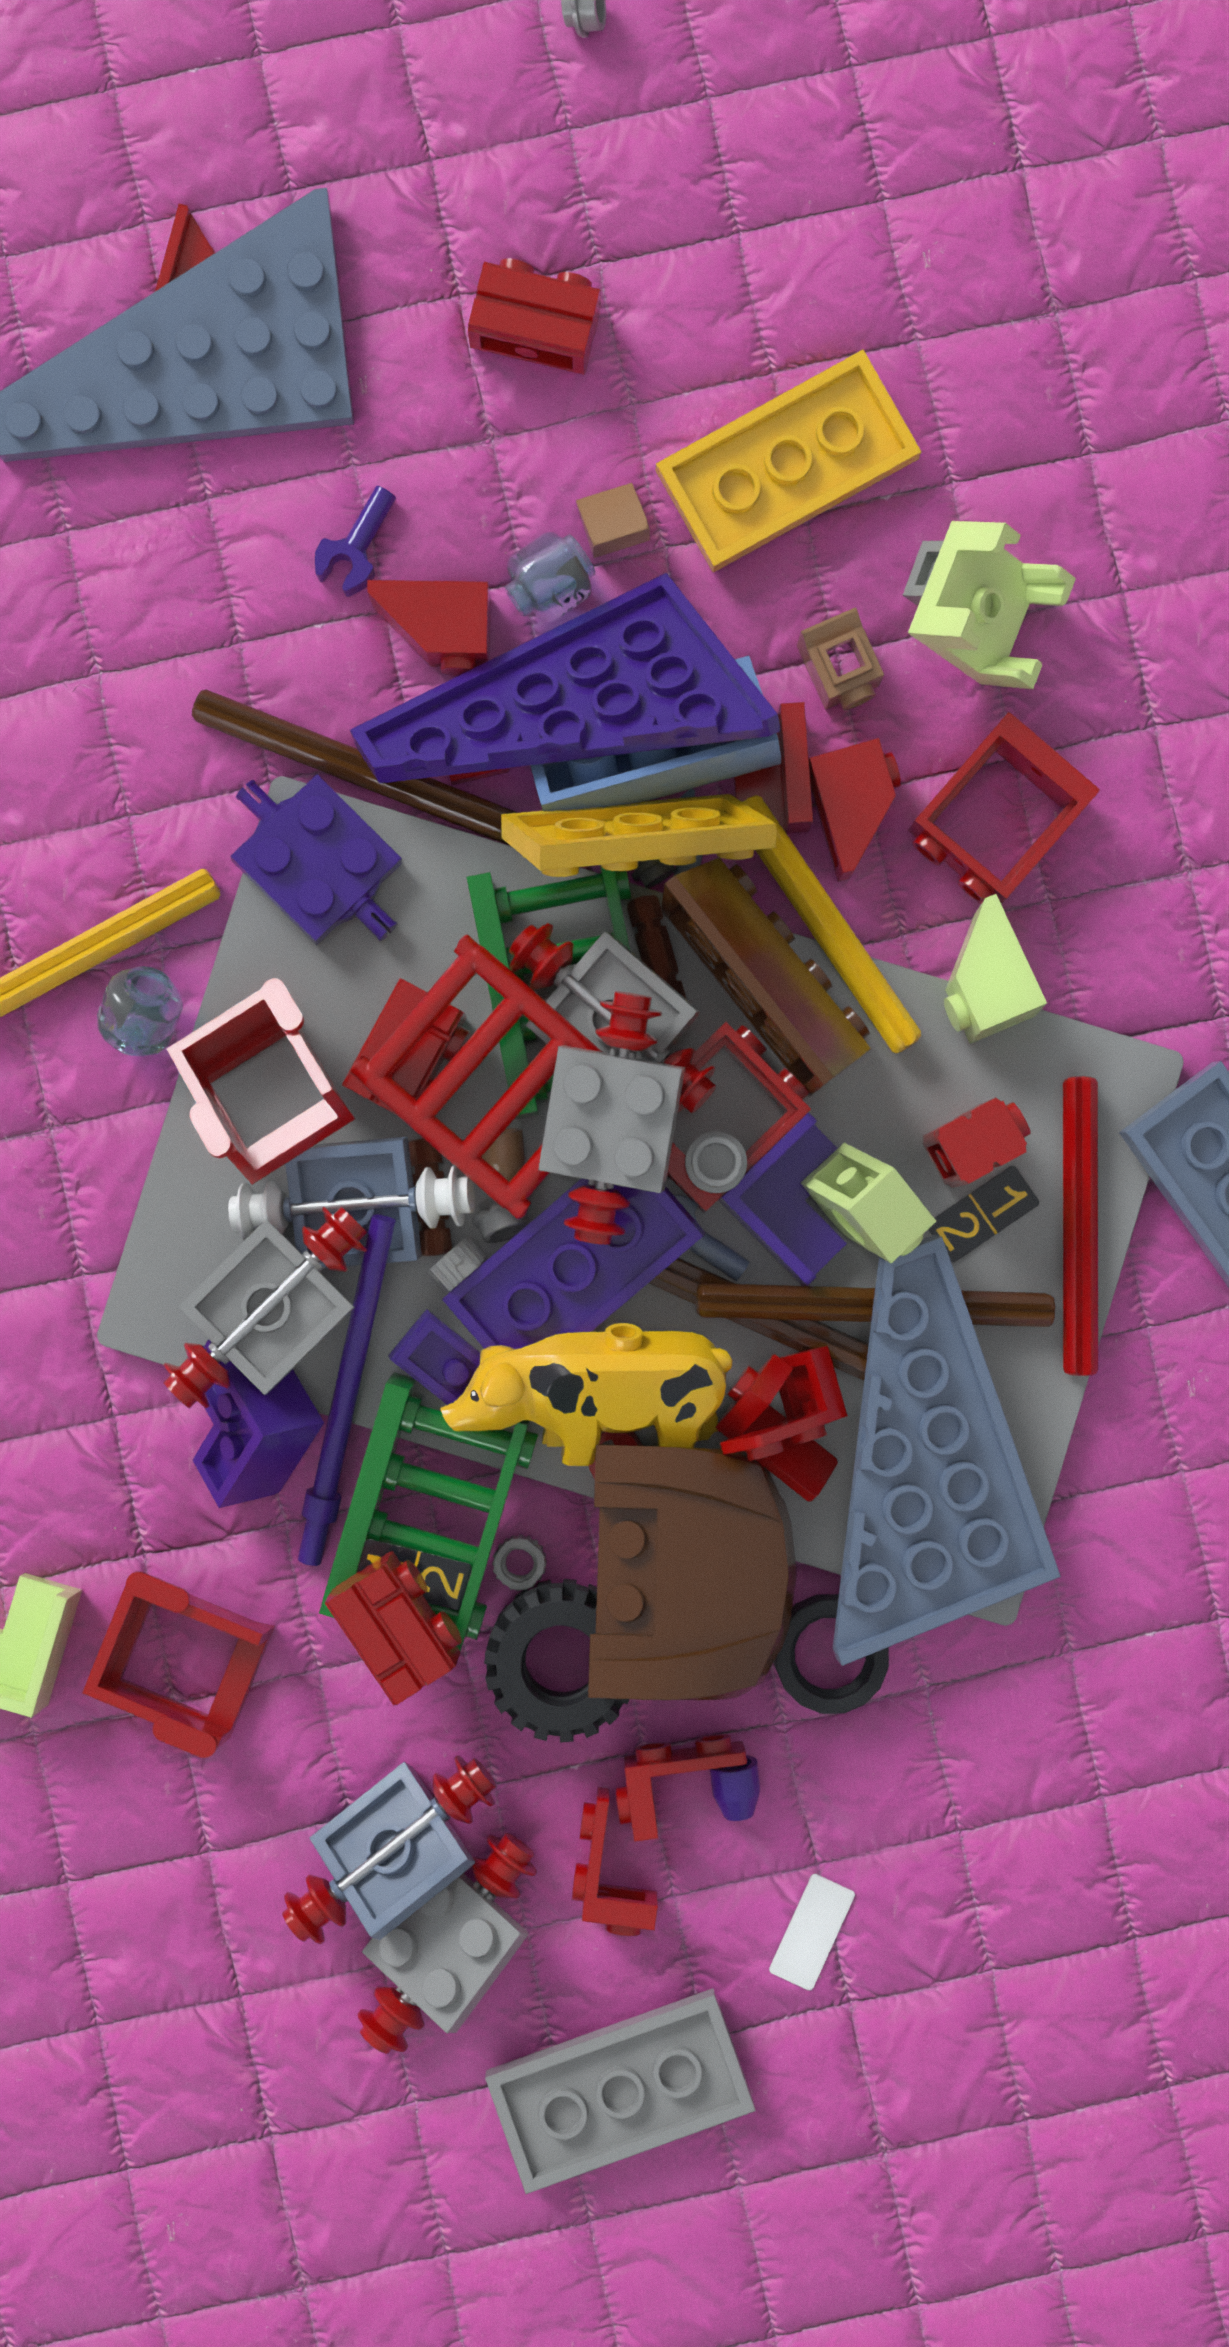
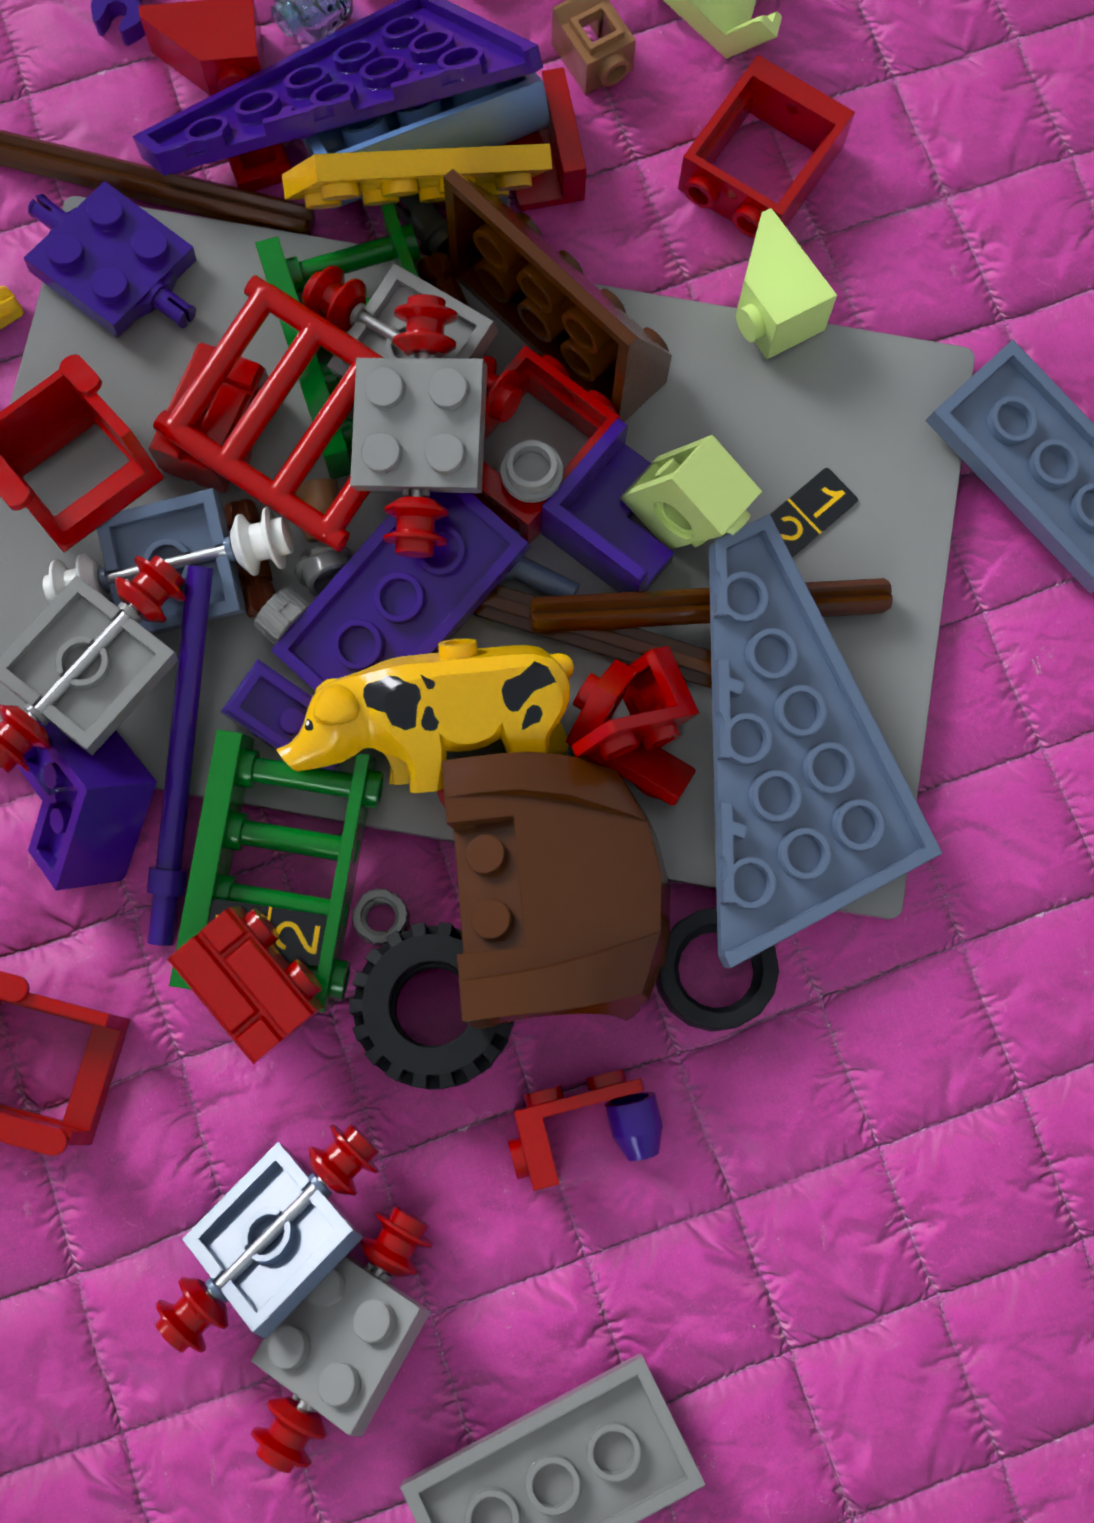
camera: 10 degrees left, 10 degrees down
(618, 1907) = (529, 1274): red bracket -> none
(812, 1932) = (738, 1277): white sticker -> none
(836, 938) = (620, 273): yellow axle -> none
(851, 799) = (621, 156): red slope -> none
(977, 1142) = (788, 428): red brick -> none
(1080, 1226) = (903, 515): red axle -> none

